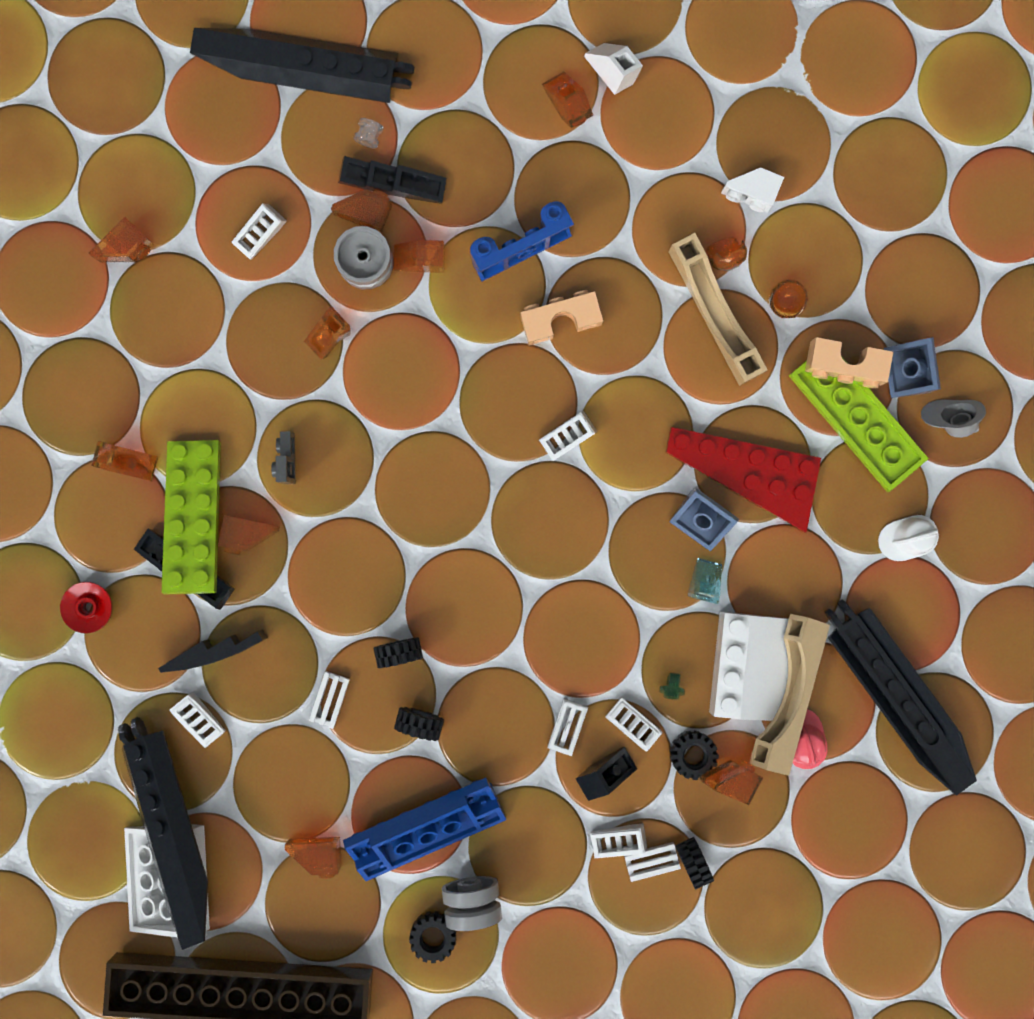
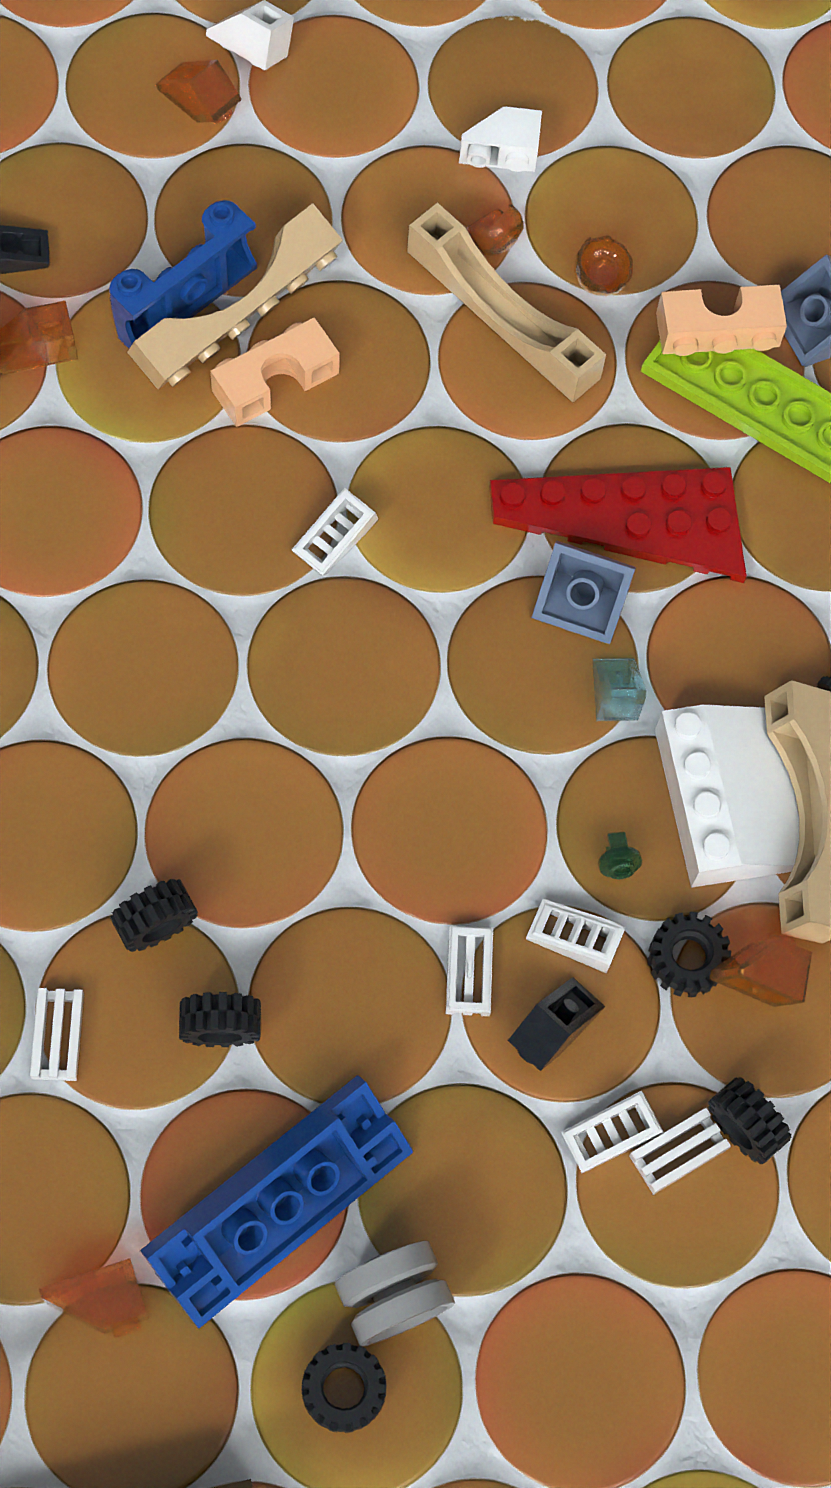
camera: 15 degrees left, 20 degrees down
(599, 235) = (176, 343): none -> tan arch

